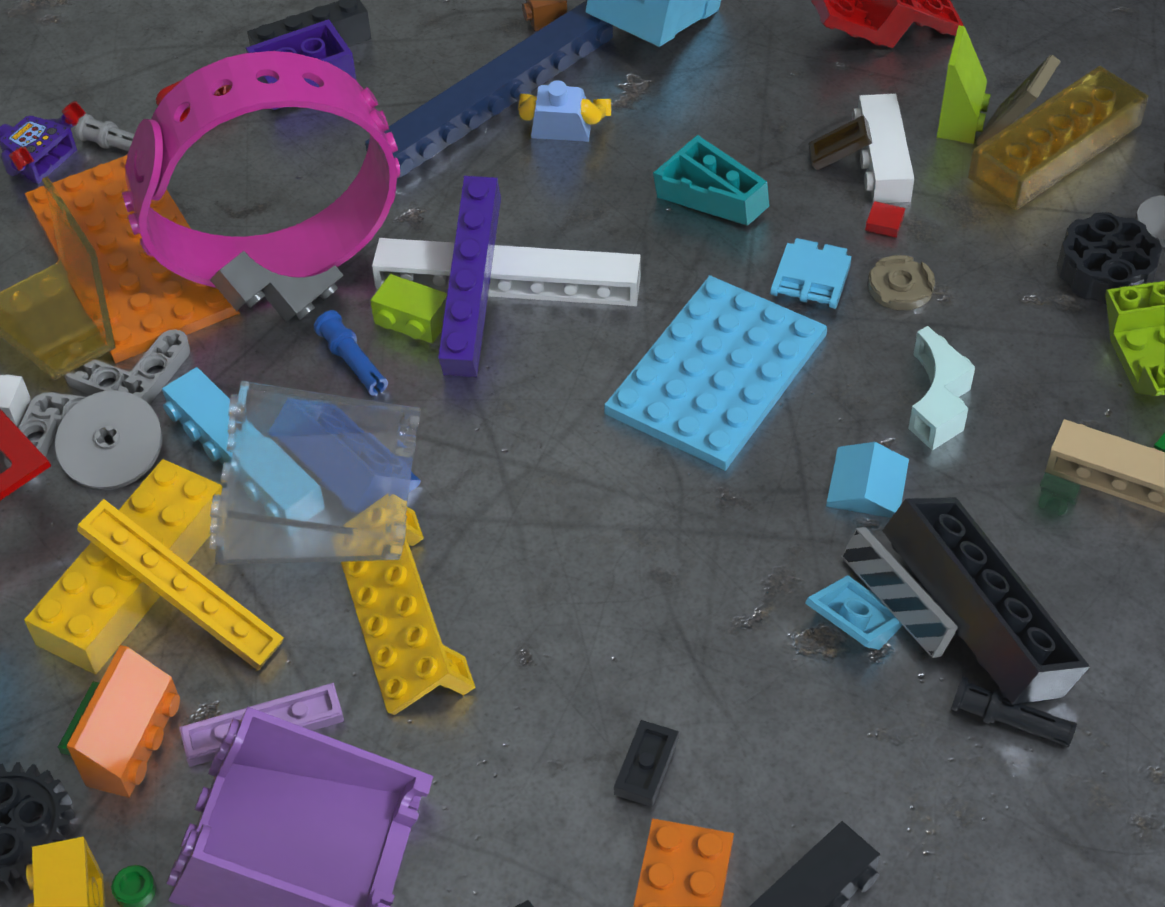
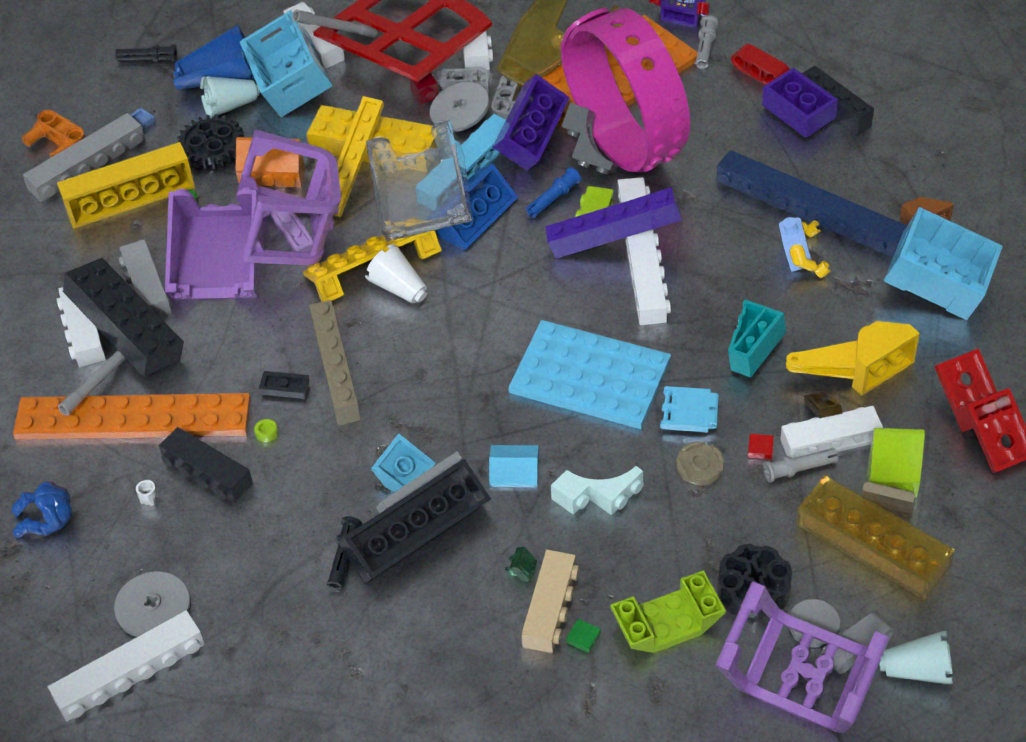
camera: 80 degrees right, 0 degrees up
(43, 488) = (425, 89): none -> dark red brick
(212, 337) = (531, 122): none -> dark purple brick
(360, 653) = (320, 202): none -> medium lavender windscreen
(463, 566) = (395, 274): none -> white cone
(621, 678) = (334, 363): none -> dark tan brick
(734, 804) = (266, 430): none -> lime tile
(779, 86) = (872, 359): none -> yellow slope
(926, 195) = (789, 466): none -> light grey pin

